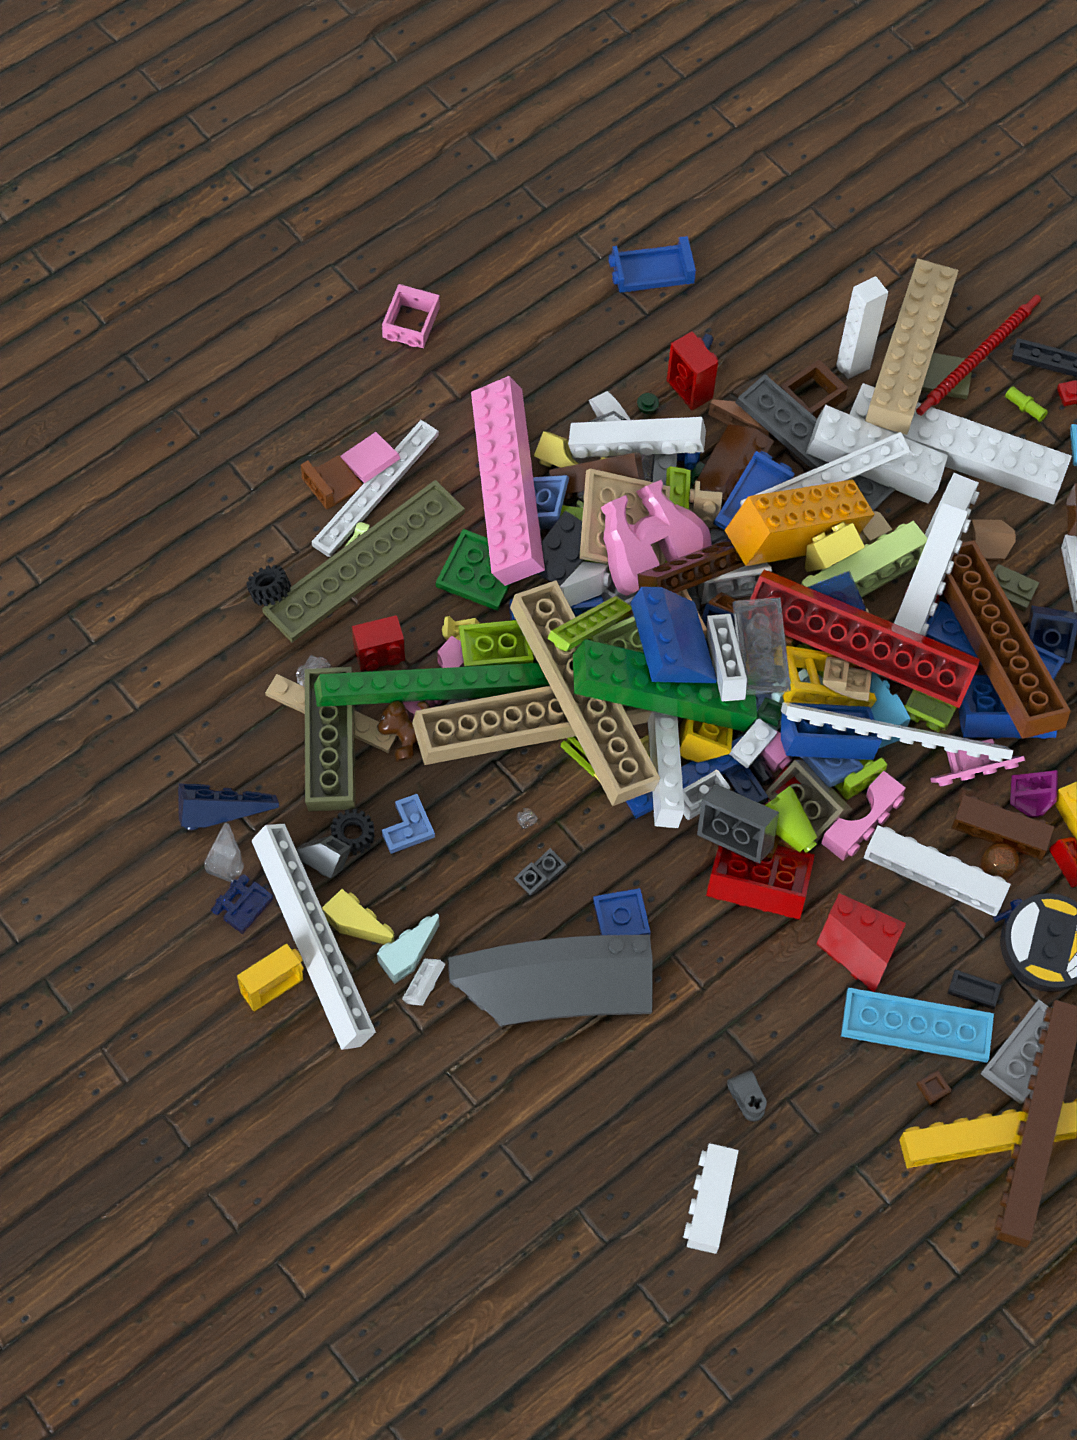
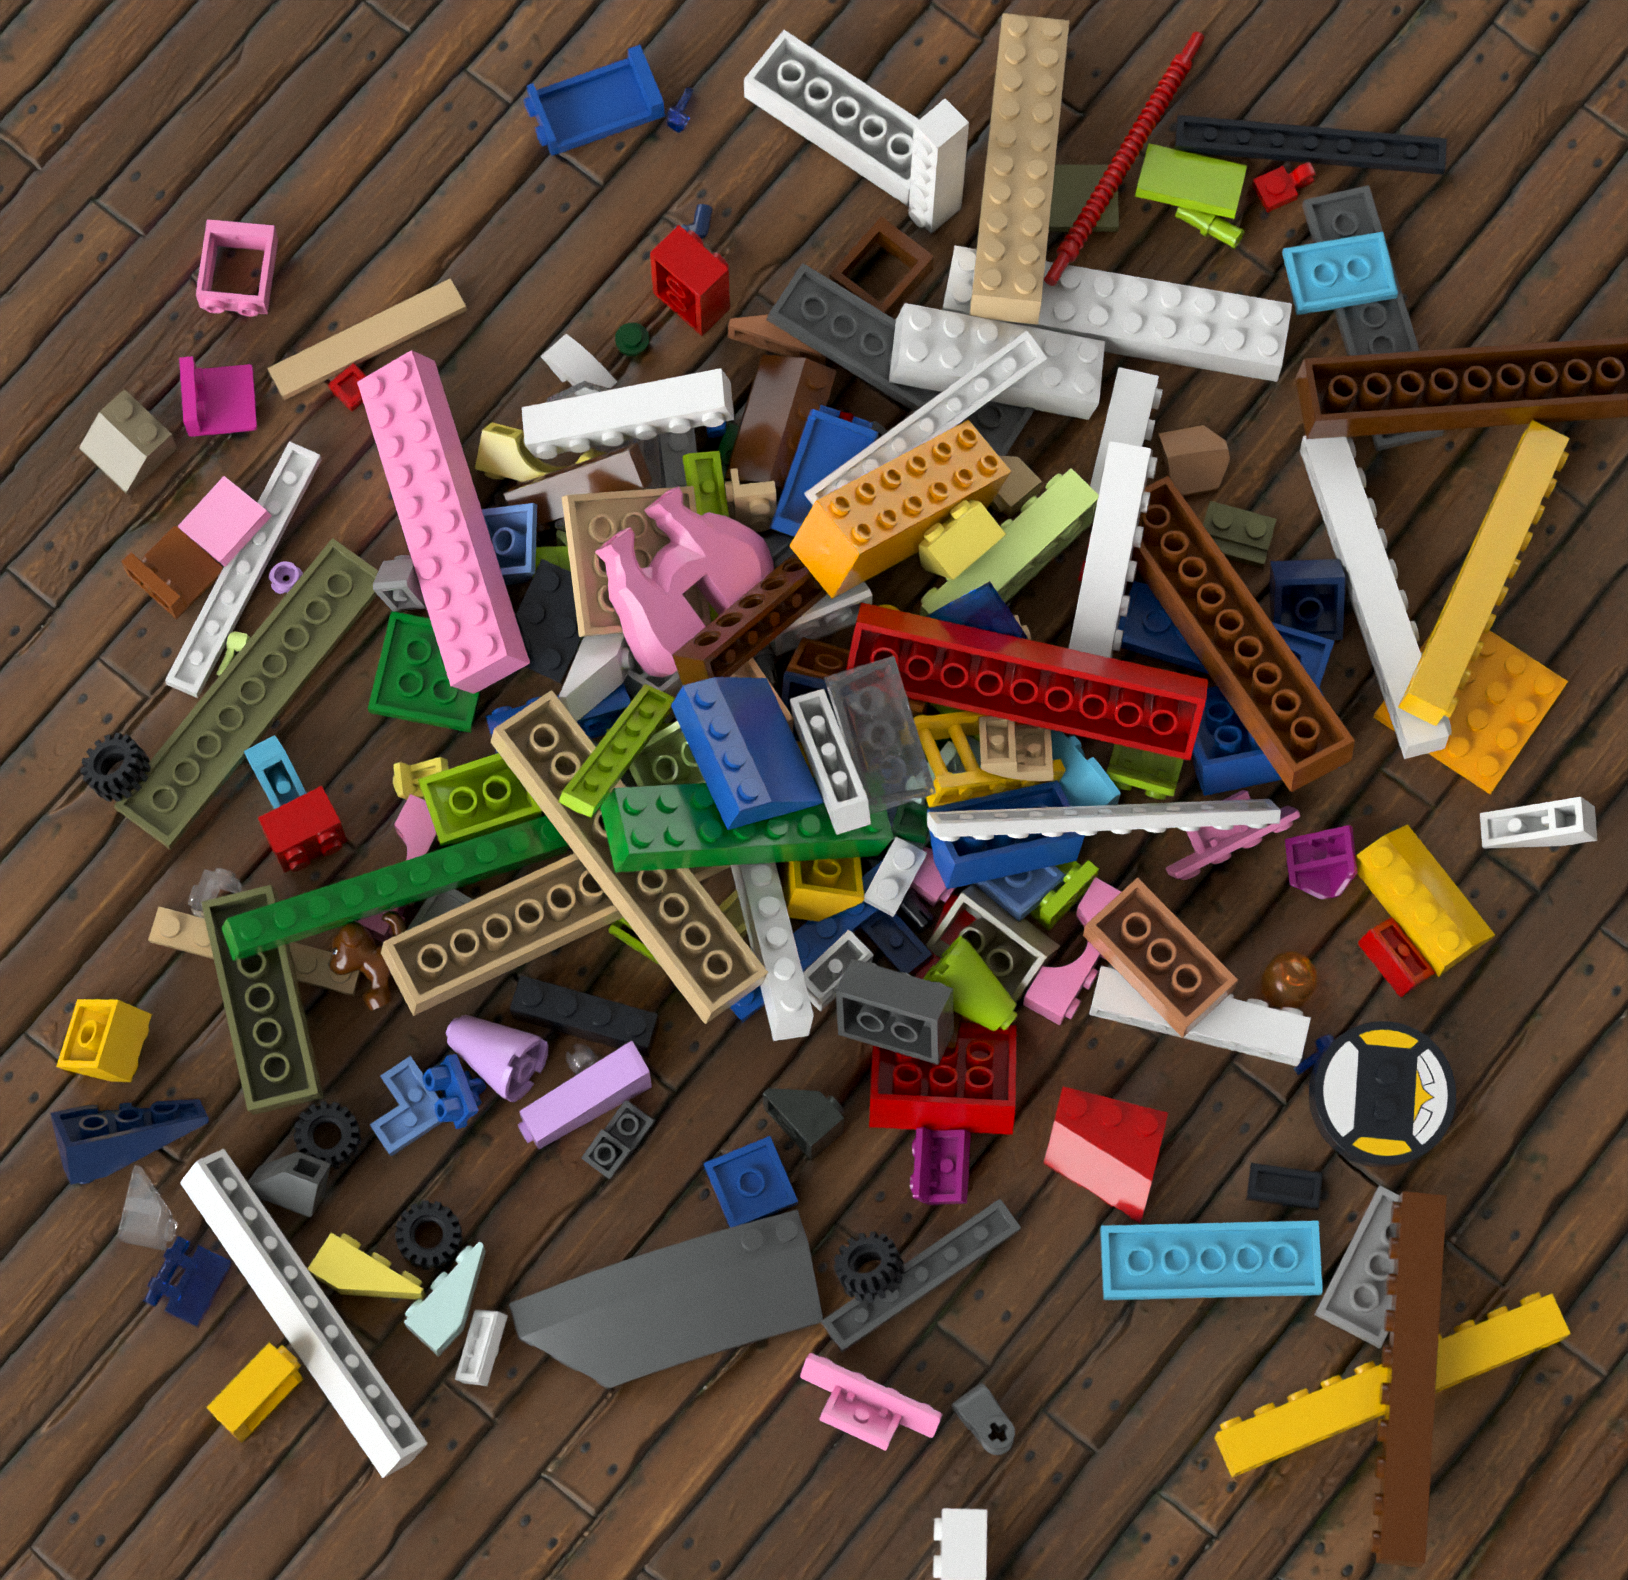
camera: 10 degrees left, 10 degrees up
(224, 745) = (104, 1039): none -> yellow slope
(320, 401) = (127, 442): none -> dark tan slope
(367, 605) = (275, 772): none -> medium azure slope
(381, 388) = (217, 398): none -> dark pink bracket
(397, 494) = (279, 571): none -> lavender plate
(403, 892) = (444, 1250): none -> black tyre
(443, 820) = (458, 1090): none -> blue hips
(463, 398) = (346, 387): none -> red tile
(472, 514) = (399, 585): none -> light grey slope
(475, 803) = (498, 1054): none -> lavender cone
(482, 372) = (367, 339): none -> tan tile
(526, 839) = (586, 1096): none -> lavender slope
(534, 791) = (583, 1015): none -> black brick
(665, 879) = (805, 1117): none -> pearl dark grey slope
(671, 1070) = (865, 1406): none -> bright pink bracket
(700, 980) = (875, 1281): none -> black tyre
(702, 284) = (676, 118): none -> clear blue hand
(722, 995) = (924, 1274): none -> dark grey plate
(748, 930) = (940, 1166): none -> magenta bracket
(800, 296) = (835, 112): none -> white brick
(918, 824) = (1160, 957): none -> nougat brick
(934, 1087) = (1250, 1349): reddish brown tile -> none
(1002, 826) = (1285, 926): reddish brown brick -> none
(1018, 377) = (1191, 181): none -> lime tile

